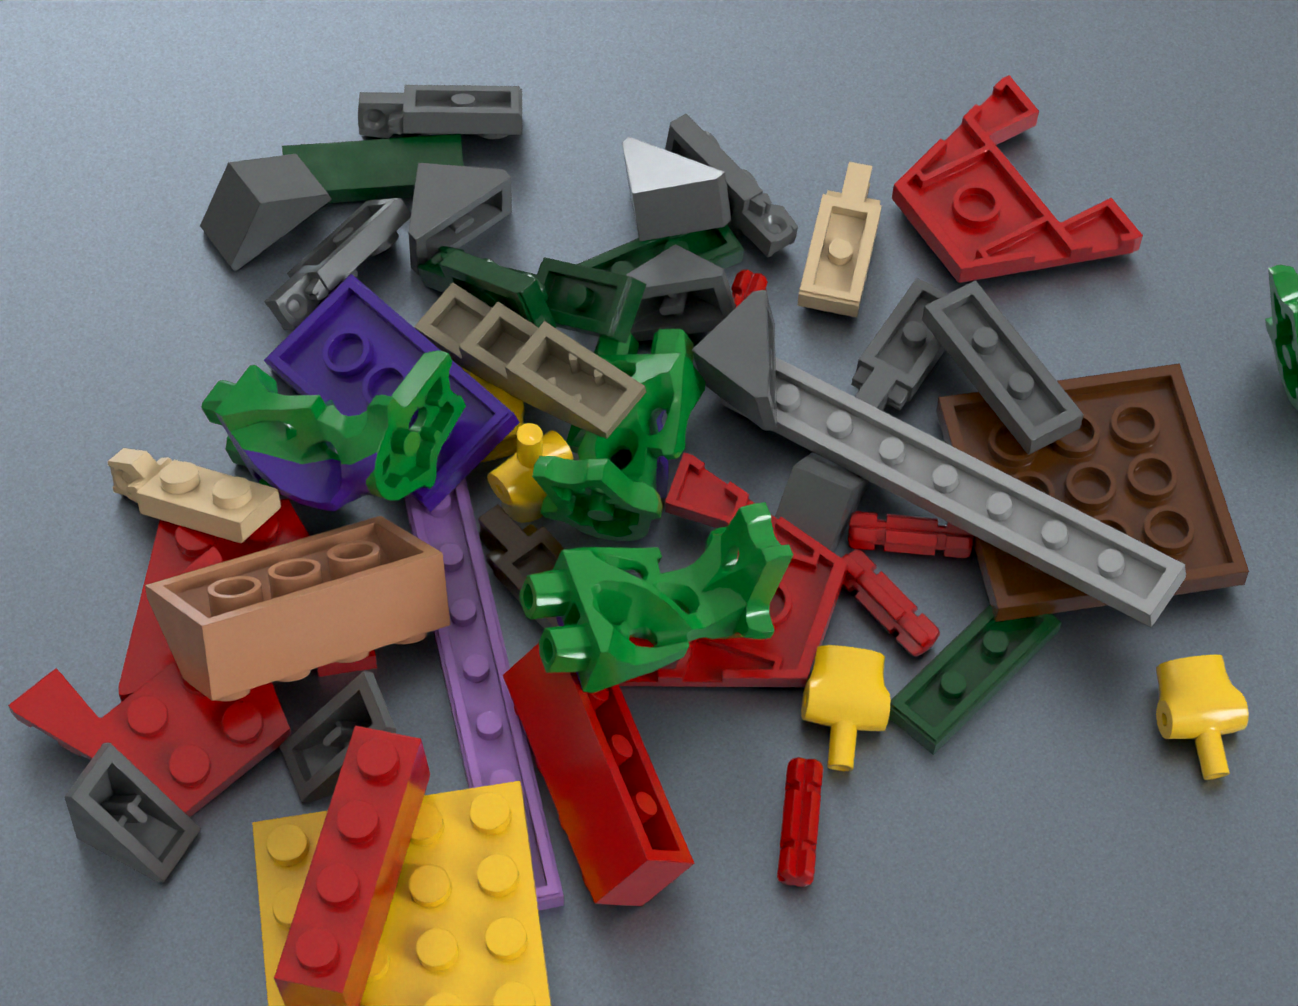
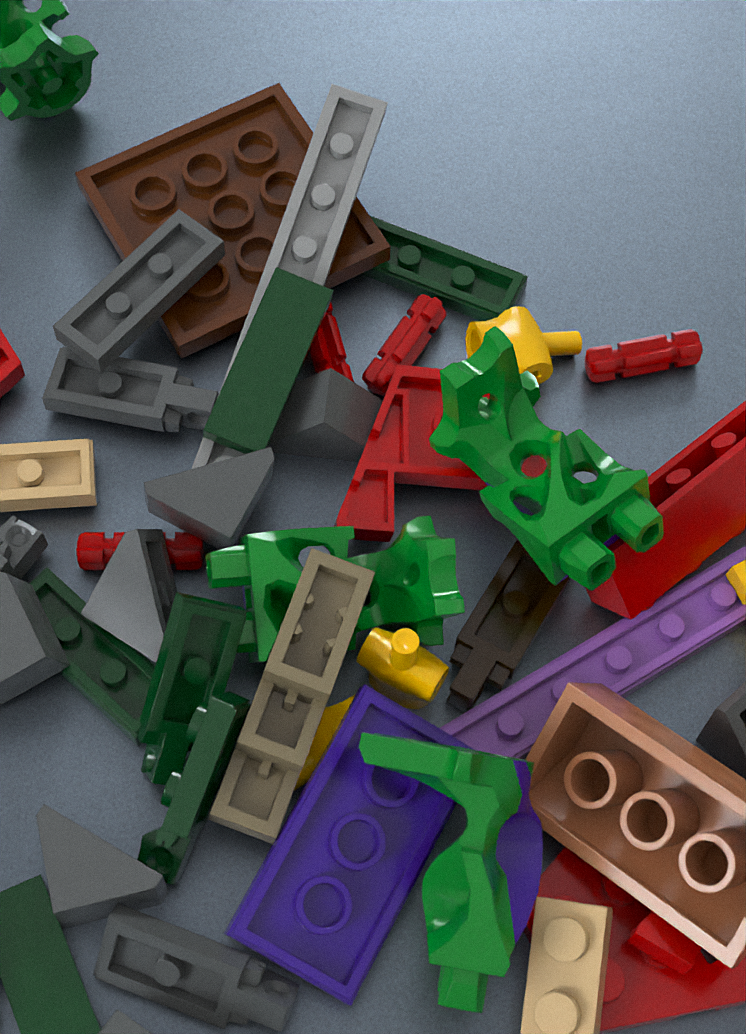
camera: 110 degrees left, 5 degrees up
(876, 440) = (268, 363): none -> dark green tile
(1201, 706) = (415, 104): yellow piece -> none

